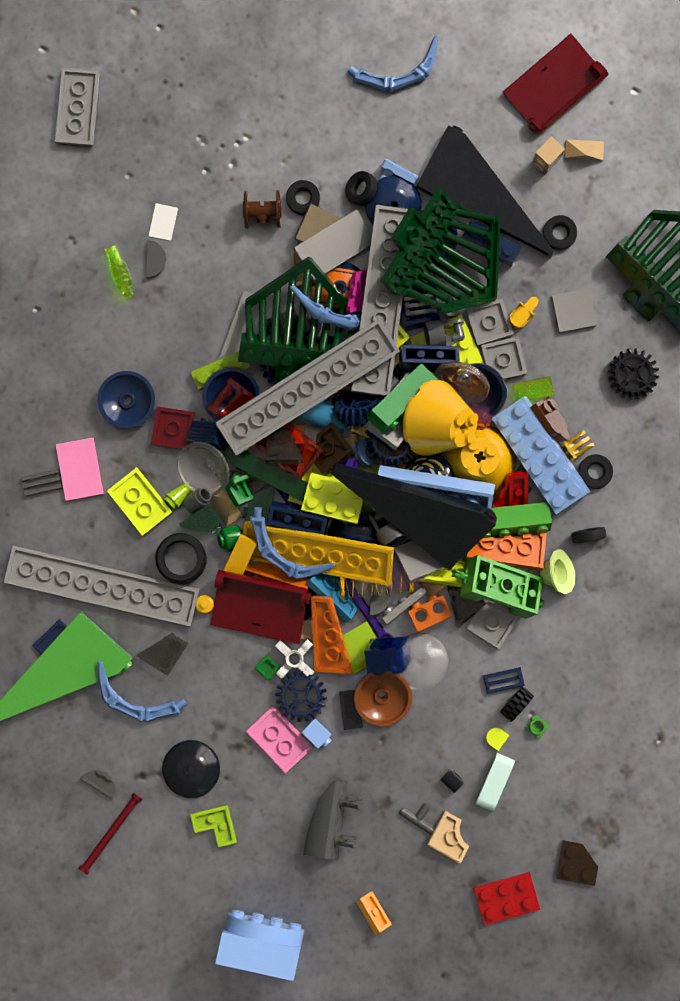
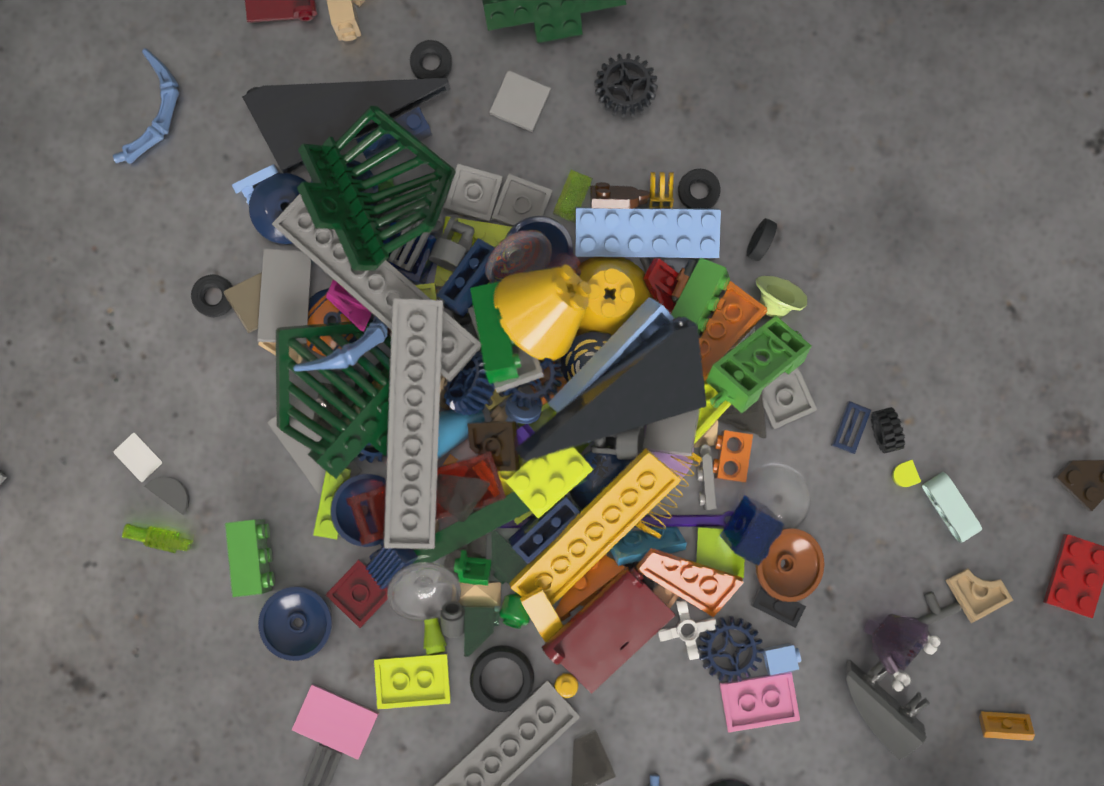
camera: 60 degrees left, 0 degrees up
(149, 340) = (249, 557): none -> bright green brick
(254, 210) = (199, 348): reddish brown hose -> none
(267, 667) = (676, 663): green tile -> none
(270, 553) = (563, 581): medium blue animal -> none
(353, 183) = (234, 233): black tyre -> none
(378, 603) = (688, 504): dark grey tile -> none
(380, 802) = (898, 643): none -> clear purple torso
(452, 780) = (921, 549): black brick -> none
(523, 313) = (488, 152): yellow arm -> none
(526, 499) = (683, 278): none -> dark orange piece
(542, 726) = (928, 427): bright green plate -> none

